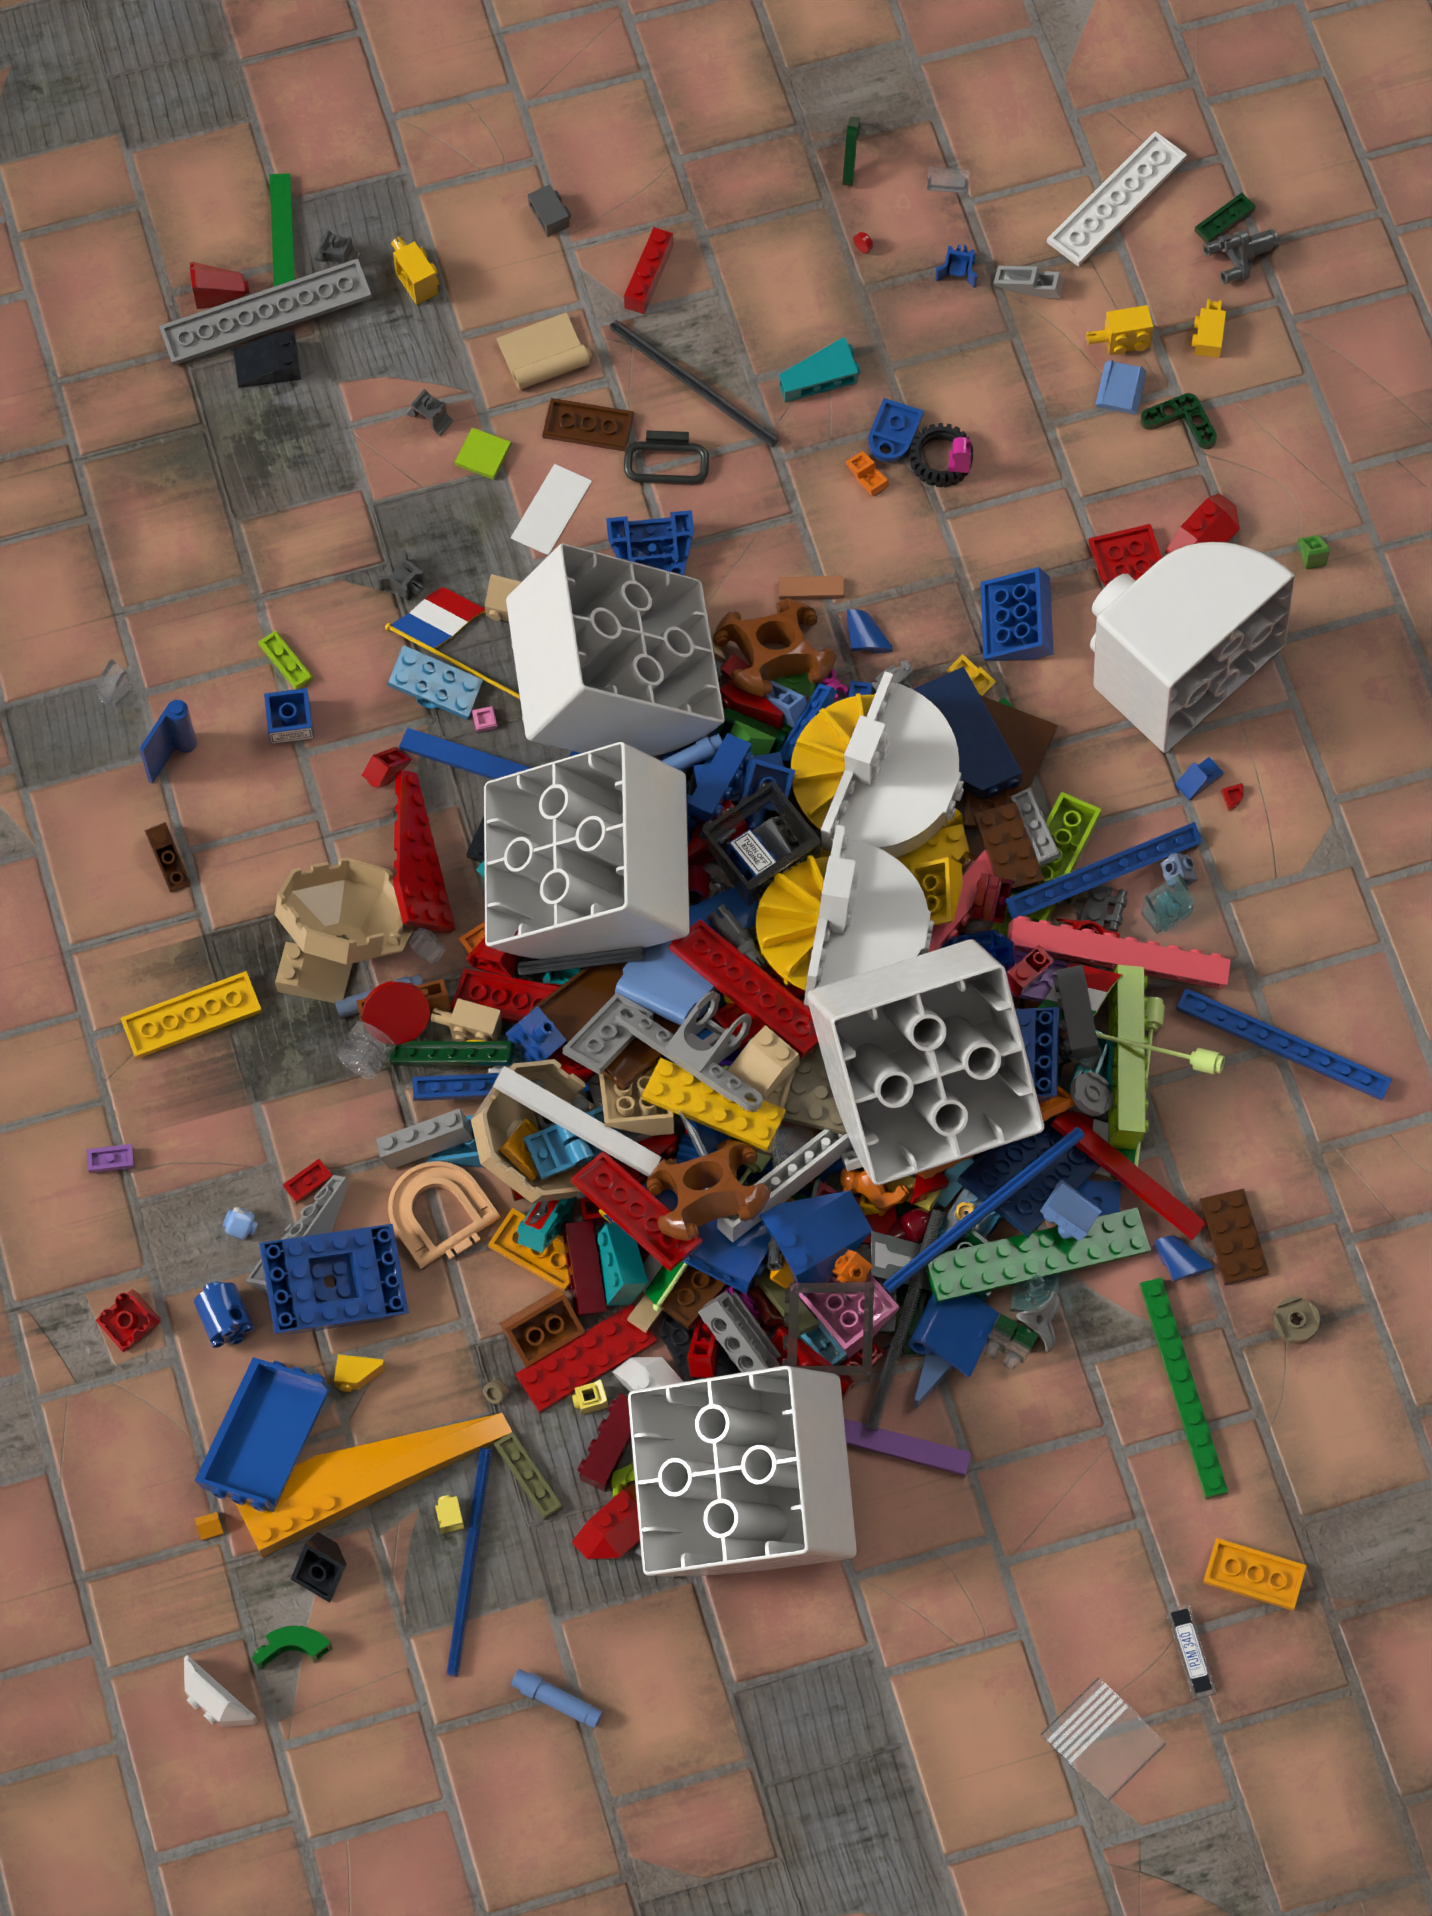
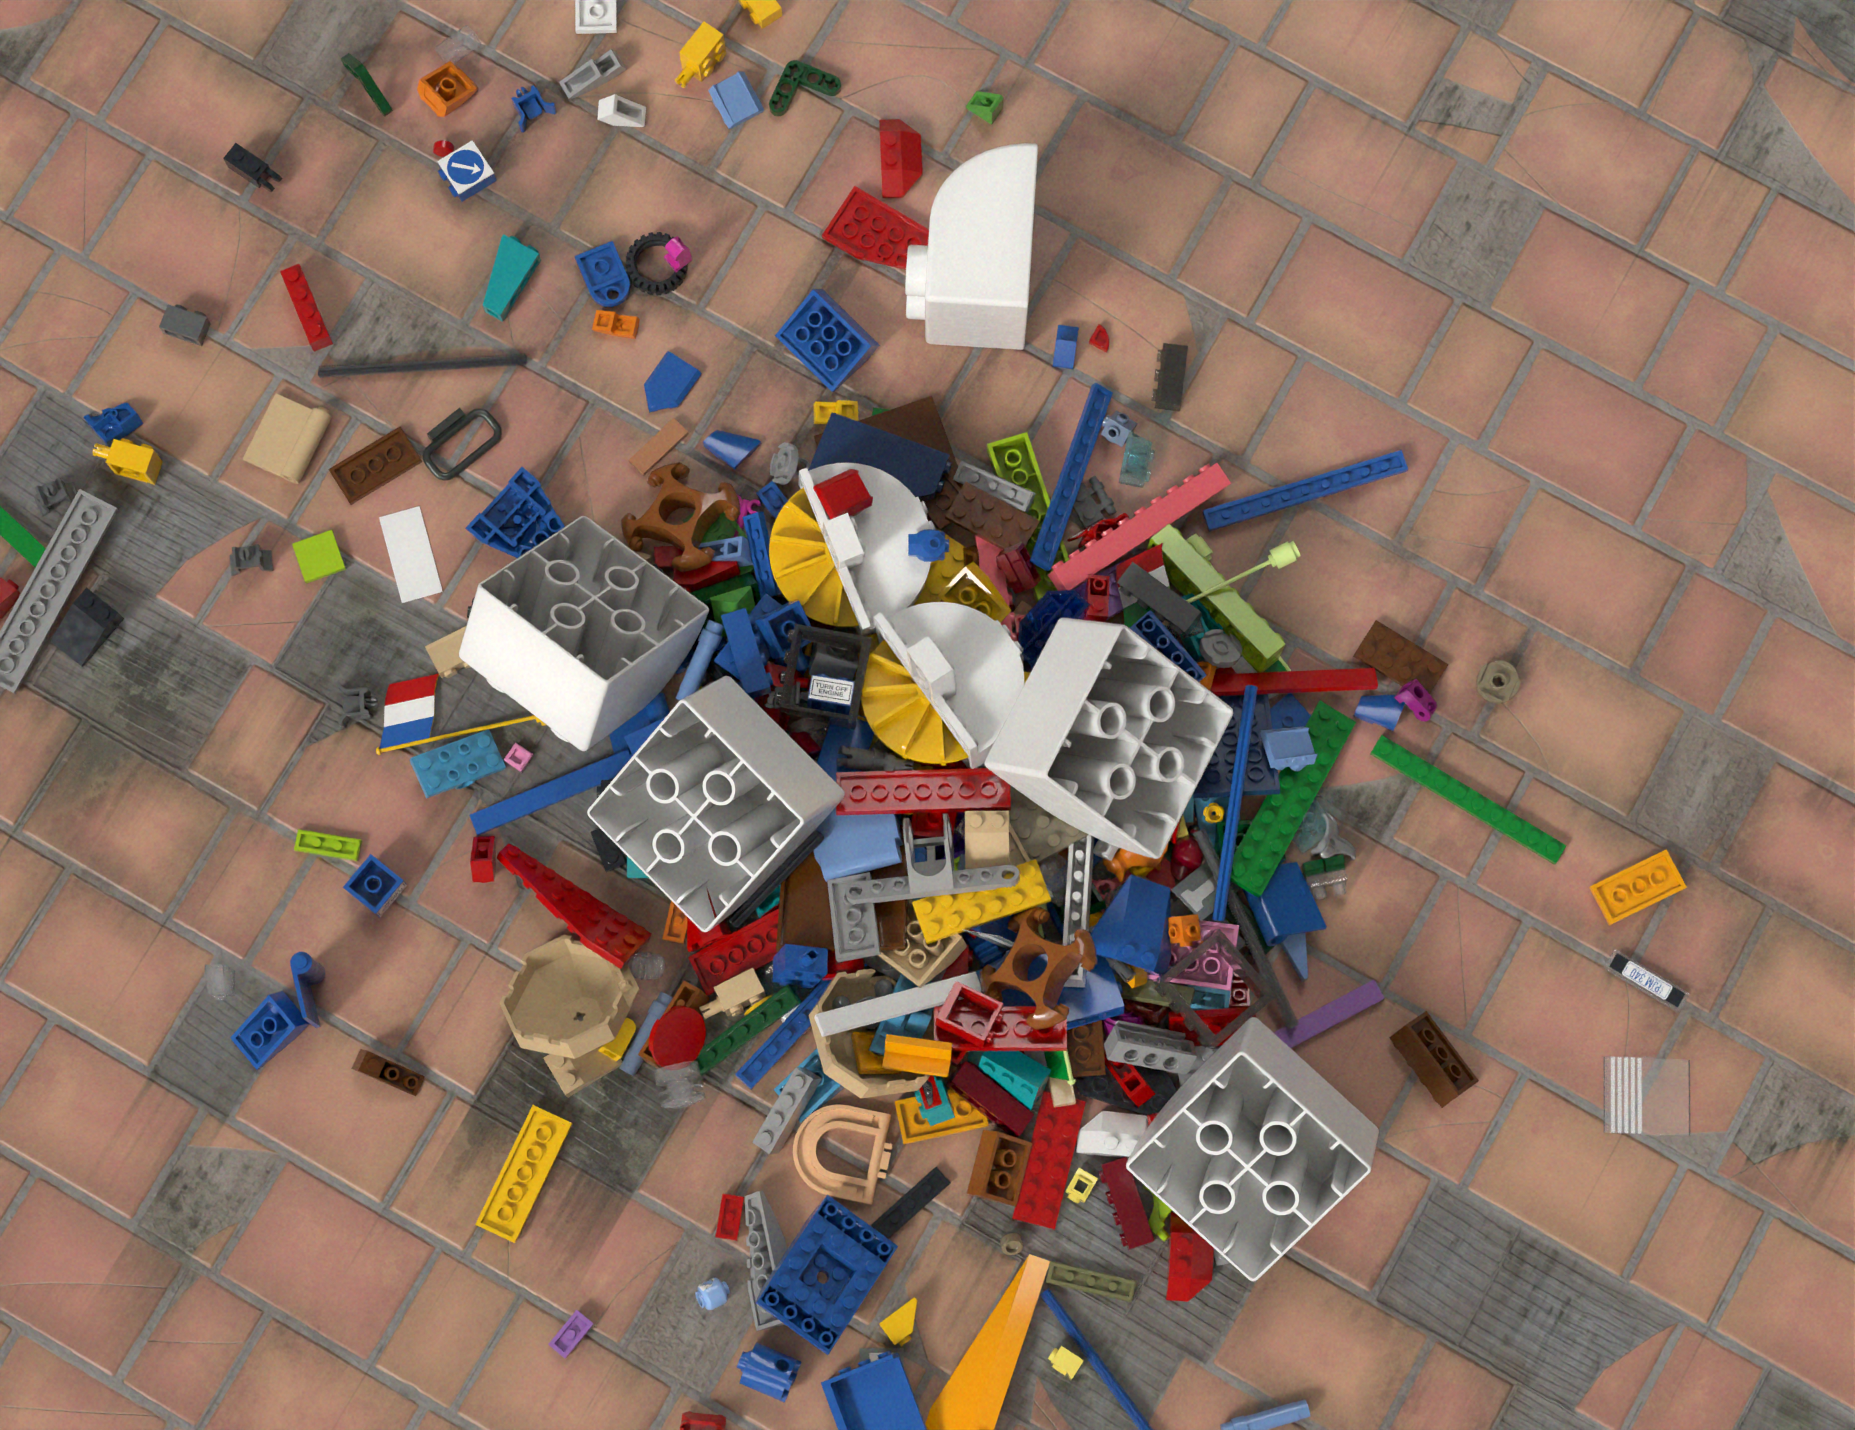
camera: 45 degrees left, 10 degrees up
(113, 750) = (269, 1029): none -> blue slope
(355, 981) = (616, 1047): none -> yellow leg
(431, 237) = (114, 423): none -> blue slope
(451, 1295) = (911, 1203): none -> black tile
(553, 1171) = (917, 1055): none -> light orange panel
(615, 1155) = (978, 998): none -> red window
(706, 138) = (250, 167): none -> black hinge
(863, 271) = (466, 171): none -> piece
(866, 549) = (669, 382): none -> blue tile
(903, 718) = (843, 494): none -> red slope
(908, 200) = (446, 89): none -> orange slope
(932, 813) = (928, 545): none -> blue hand
(958, 1553) = (1433, 1059): none -> reddish brown slope
(1023, 325) = (621, 112): none -> white slope
(1215, 1275) = (1417, 699): none -> magenta leg
(1259, 868) = (1170, 376): none -> clear smoke brick

